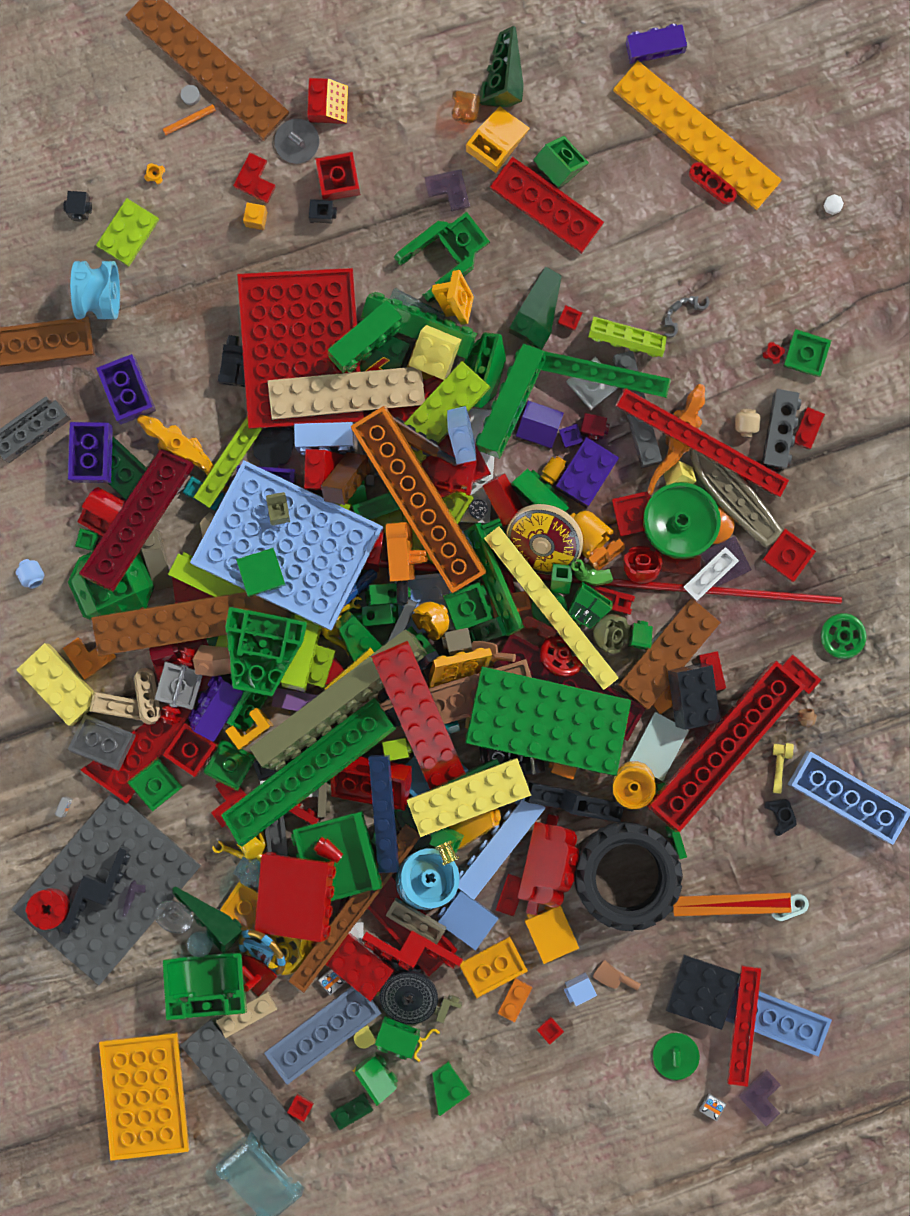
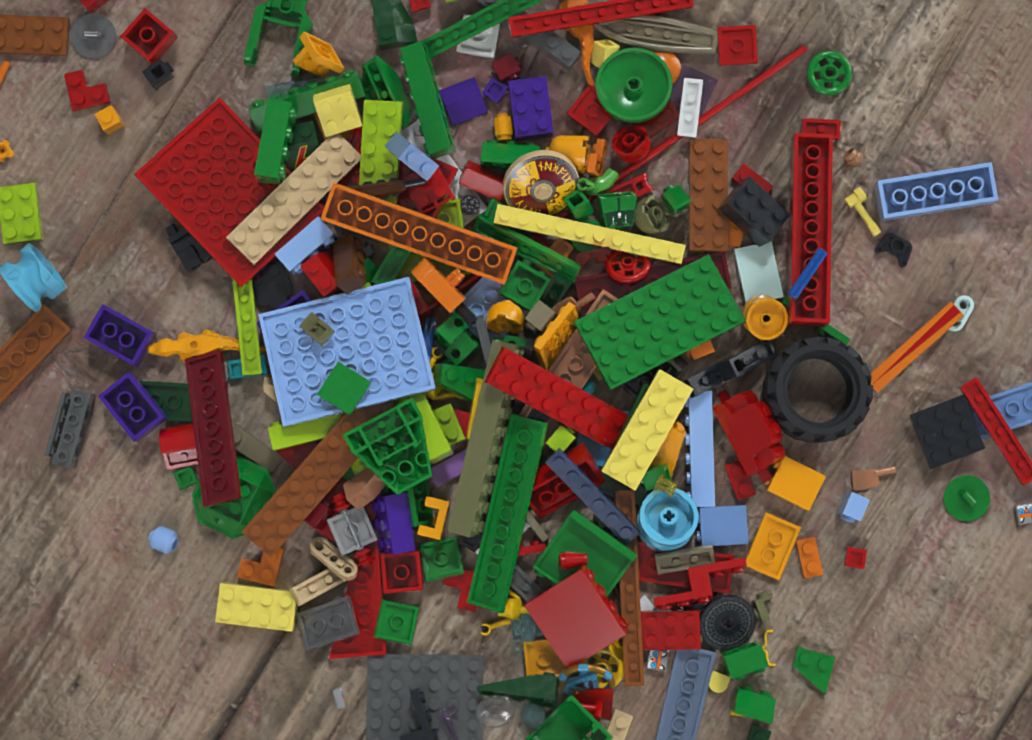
camera: 35 degrees left, 0 degrees up
(694, 779) = (807, 273): none -> blue axle

